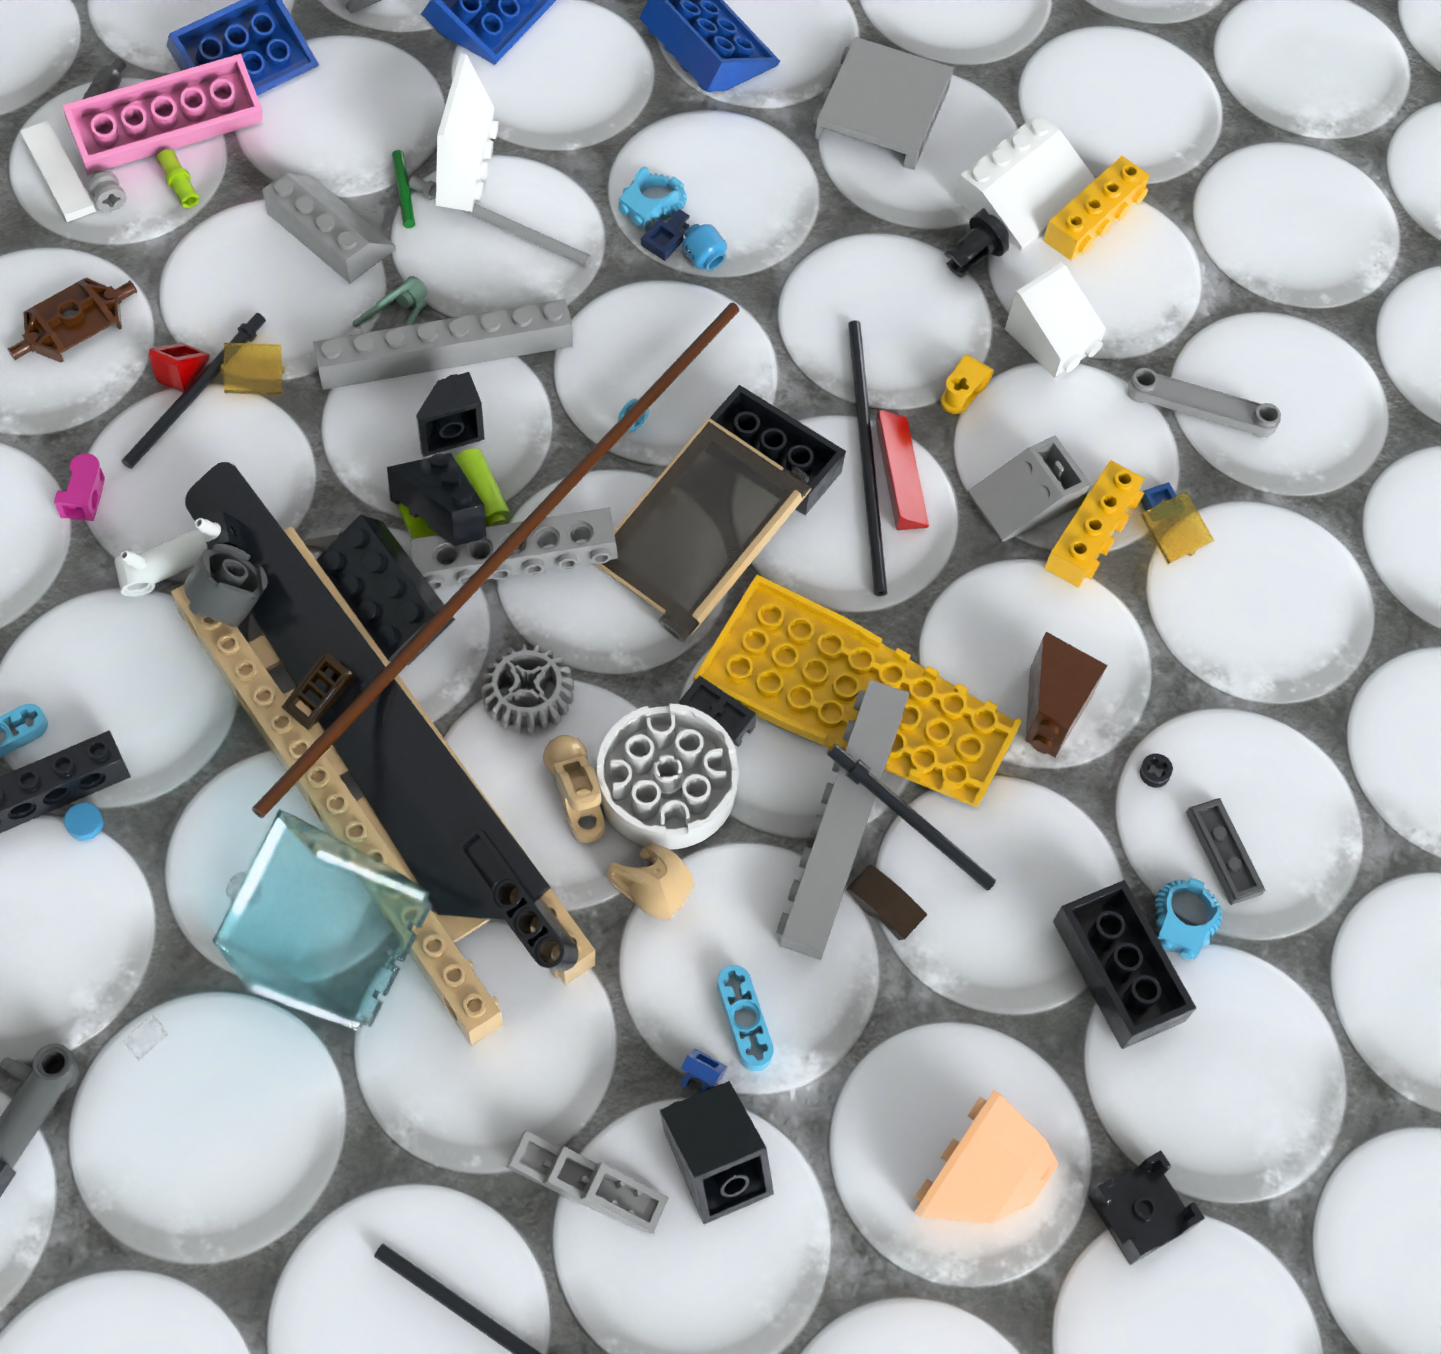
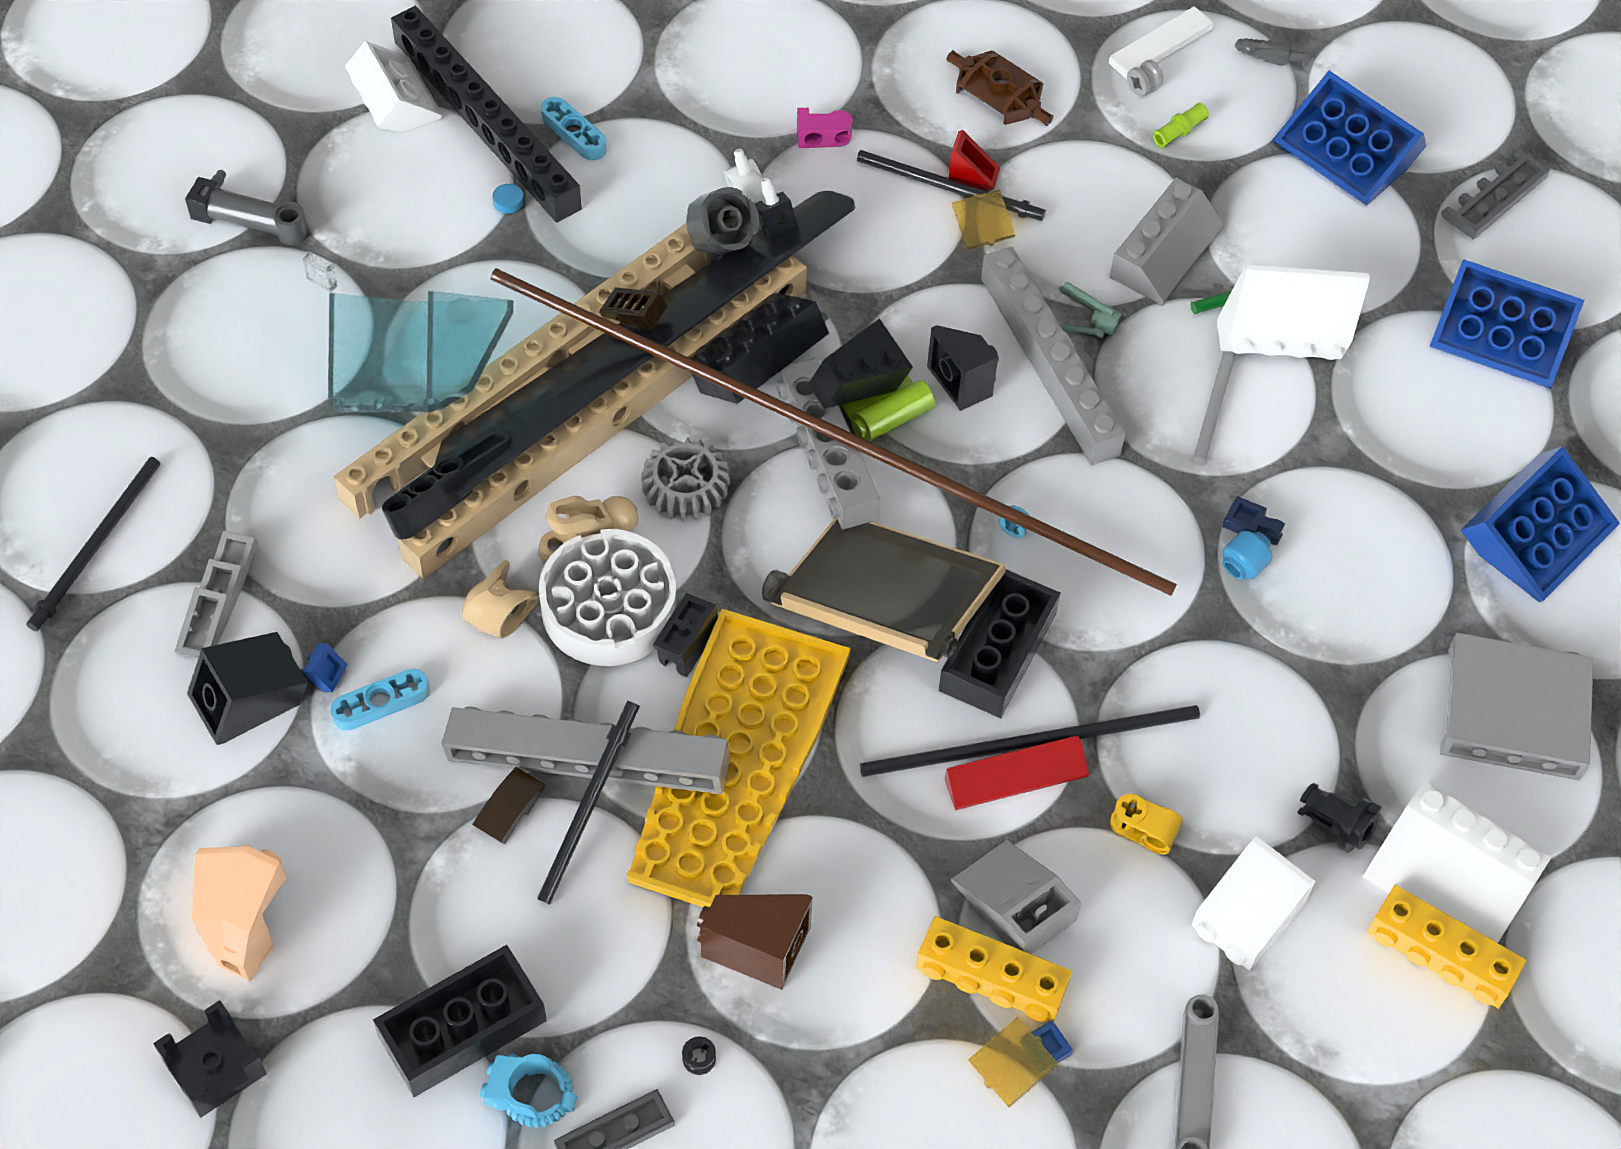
camera: 85 degrees right, 5 degrees down
(163, 113) = (1241, 93): bright pink brick -> none
(643, 209) = (1307, 485): medium azure piece -> none

